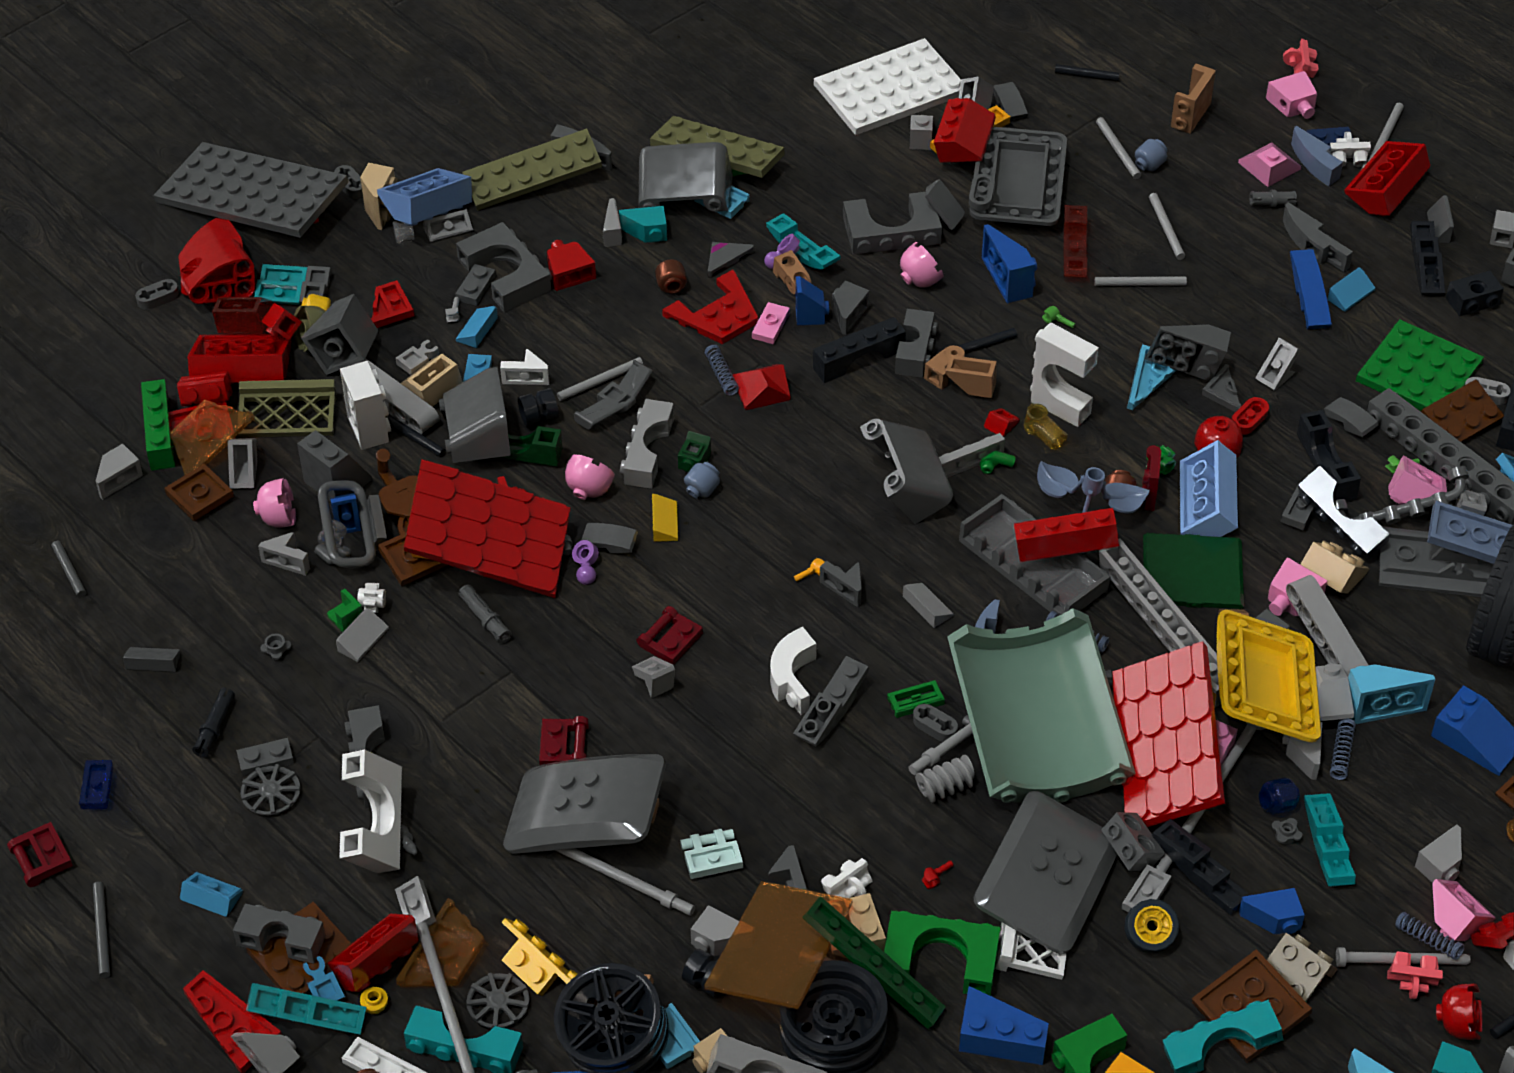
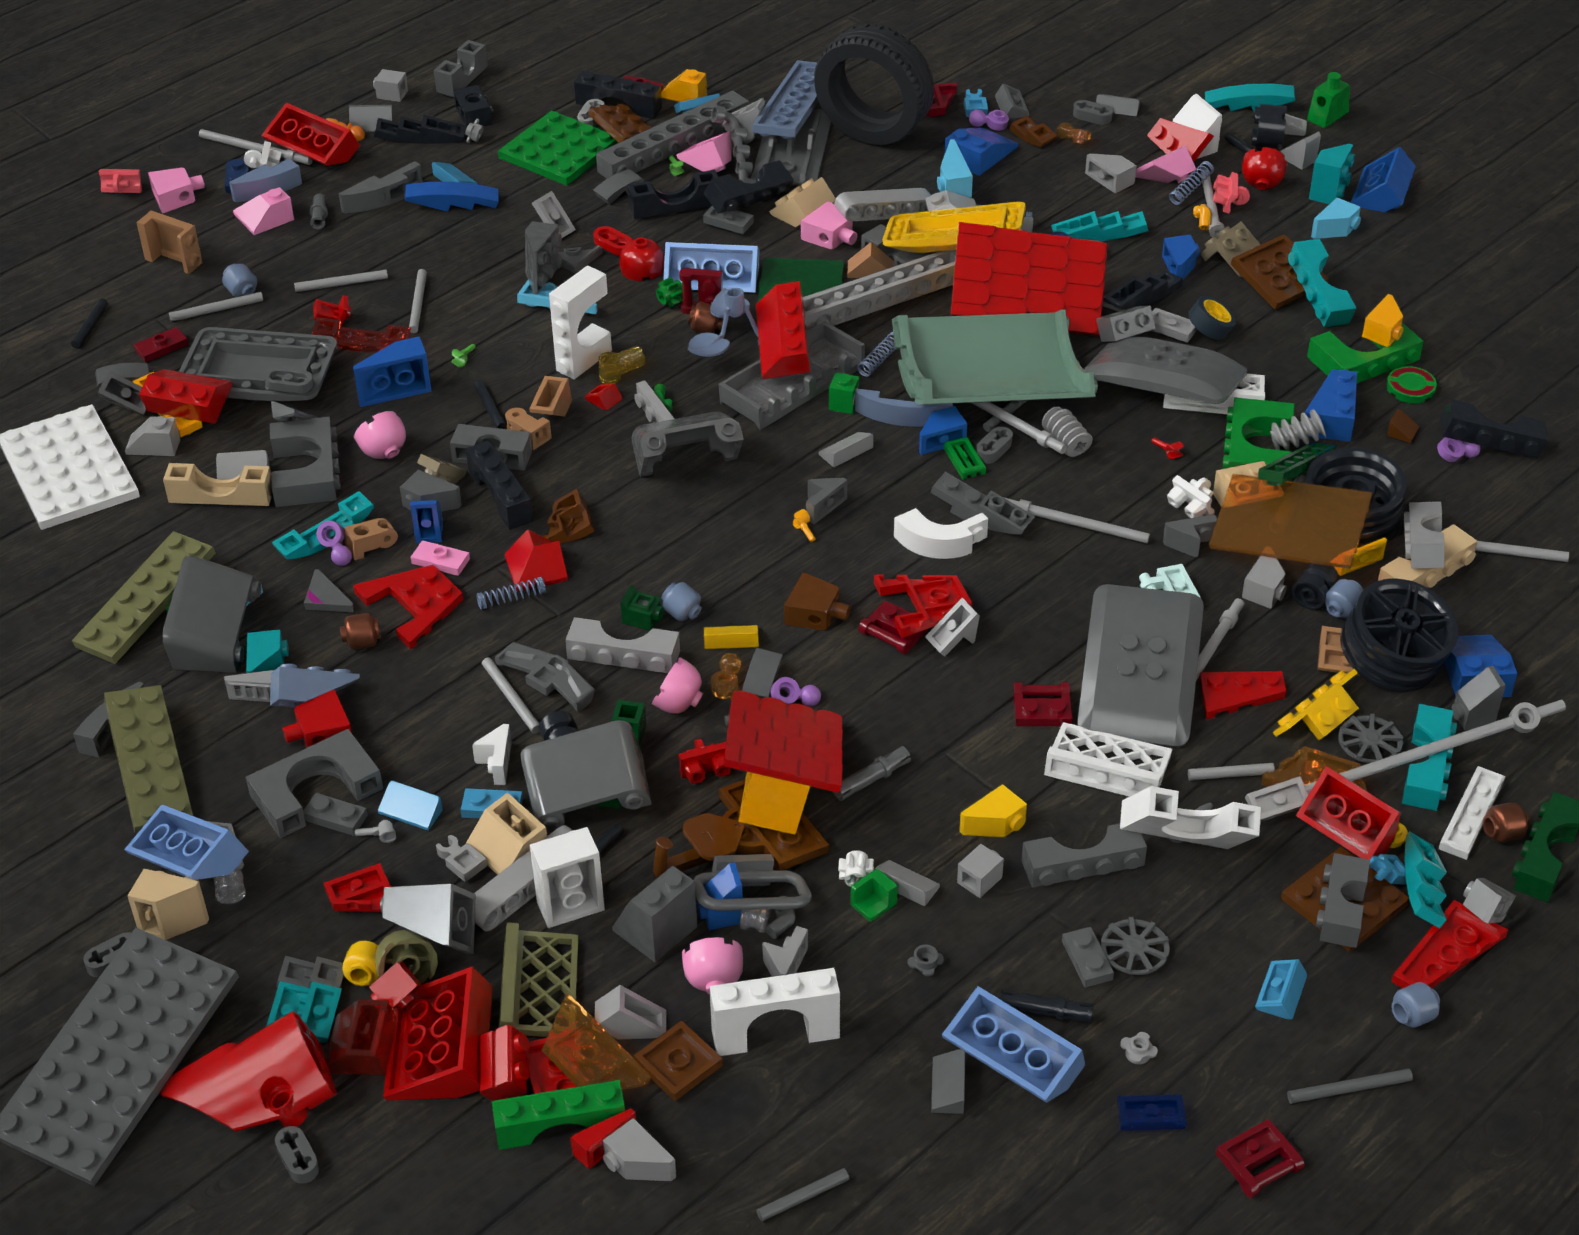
camera: 90 degrees left, 5 degrees down
(131, 441) = (588, 1143): none -> red slope
(164, 788) = (1139, 1055): none -> light grey plate
(166, 981) = (1416, 1004): none -> sand blue head
(167, 692) = (1015, 1045): none -> medium blue slope
(216, 529) = (739, 1003): none -> white arch
(361, 682) = (980, 870): none -> light grey brick
(425, 697) = (994, 814): none -> yellow slope
(465, 781) = (1105, 772): none -> white fence
(467, 885) = (1230, 771): none -> light grey bar
(572, 898) = (1236, 689): none -> red wing
(597, 240) = (295, 686): none -> sand blue slope
(605, 514) = (730, 665): none -> clear orange plate
(686, 997) = (1342, 597): none -> sand blue head
(697, 663) = (931, 597): none -> red wing
(698, 573) = (814, 604): none -> reddish brown torso
(758, 1025) = (1365, 556): none -> yellow slope
(820, 404) = (569, 519): none -> reddish brown slope
(835, 745) = (1082, 521): none -> light grey bar
(852, 166) = (189, 485): none -> tan arch
(877, 306) = (441, 469): none -> dark tan slope
(886, 189) = (231, 464): none -> light grey slope
(943, 670) = (940, 428): none -> blue slope
(945, 981) = (1297, 430): none -> light grey piece
(1007, 592) = (843, 393): none -> green brick
(1058, 119) = (160, 344): none -> dark red plate
(1109, 220) = (332, 311): none -> red bracket
(1368, 944) = (1205, 216): none -> light orange arm
(1420, 209) = (357, 131): none -> orange bar
(1430, 298) = (474, 131): none -> light grey plate

